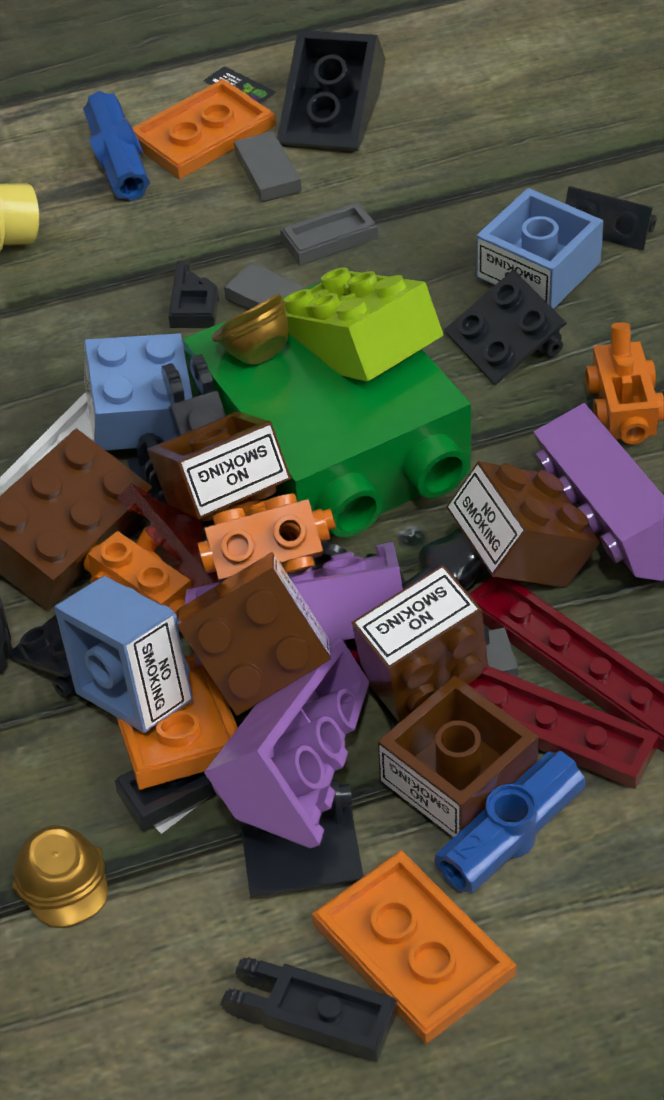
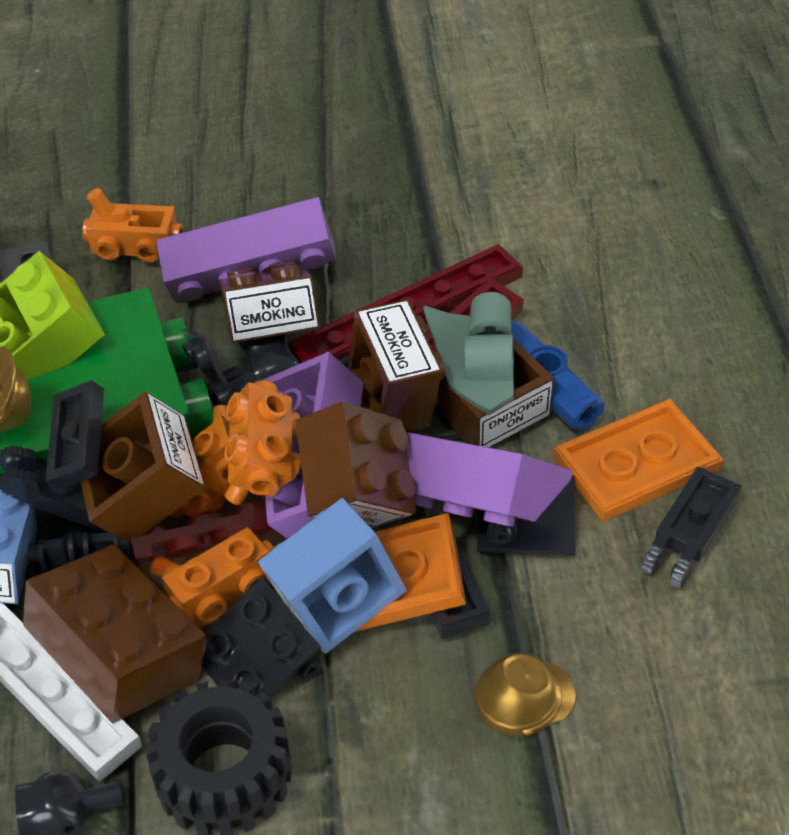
camera: 80 degrees left, 0 degrees up
(209, 406) = (75, 435): none -> black plate
(381, 499) = (221, 383): none -> black hinge
(469, 714) = (477, 350): none -> sand green panel

